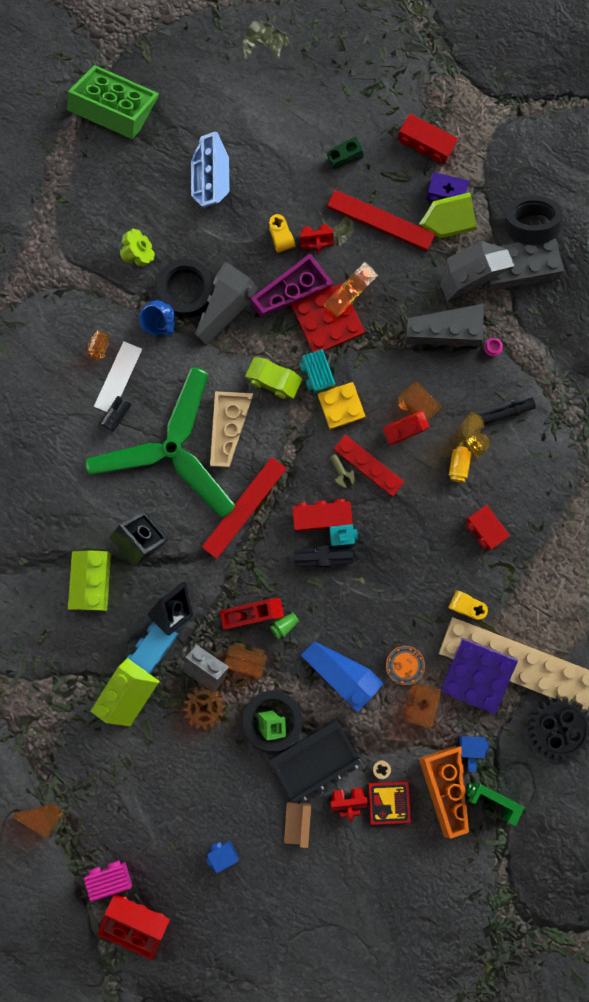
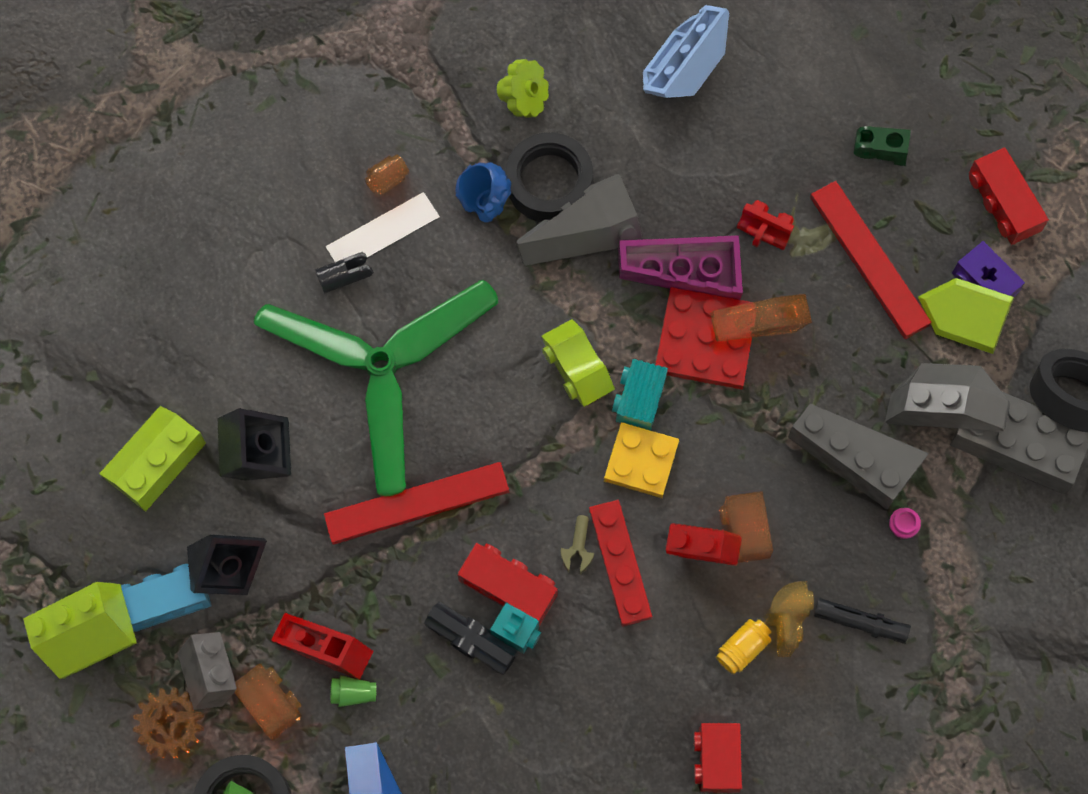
camera: 40 degrees right, 10 degrees down
(228, 421) = (475, 381): tan wing -> none
(281, 235) = (722, 192): yellow piece -> none

